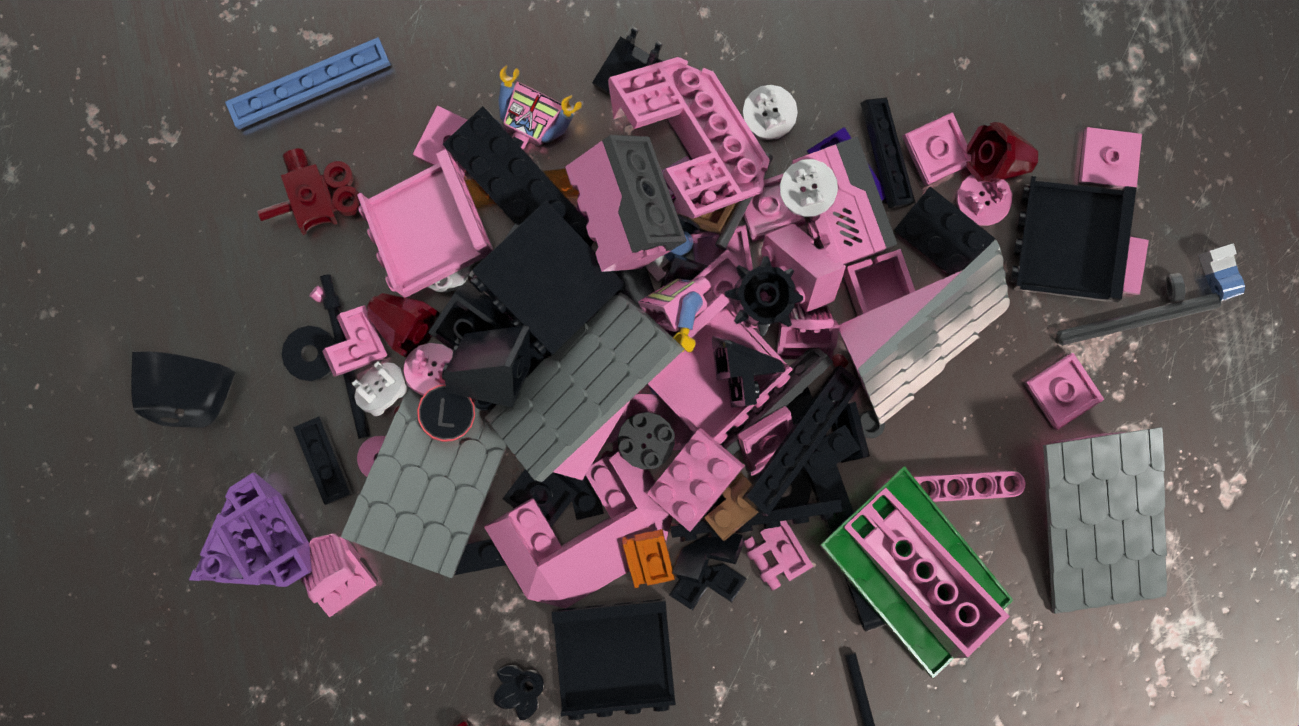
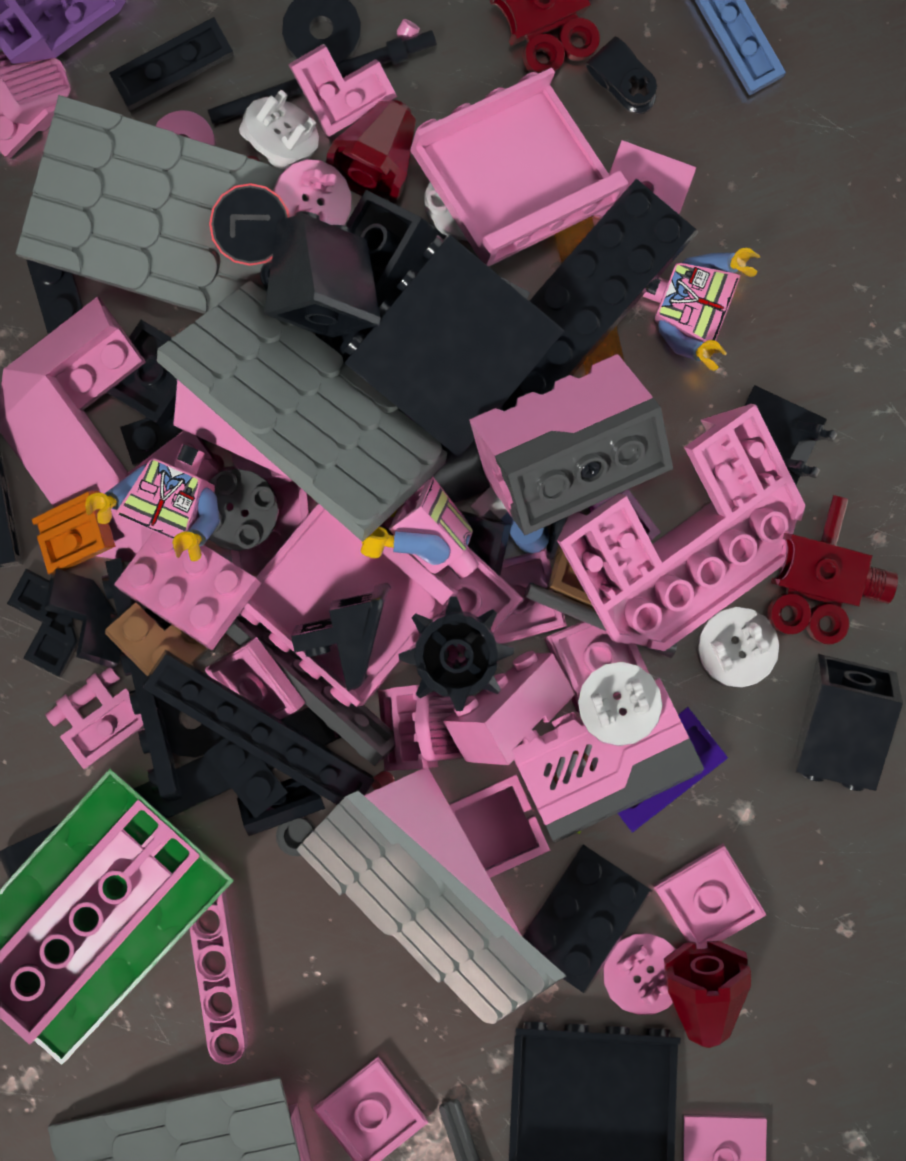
camera: 85 degrees right, 0 degrees up
(365, 150) = (618, 71): none -> black piece
(638, 487) = (165, 501): none -> torso
(728, 45) = (827, 575): none -> dark red piece
(828, 43) = (848, 723): none -> black slope
(887, 152) = (696, 825): black tile -> none

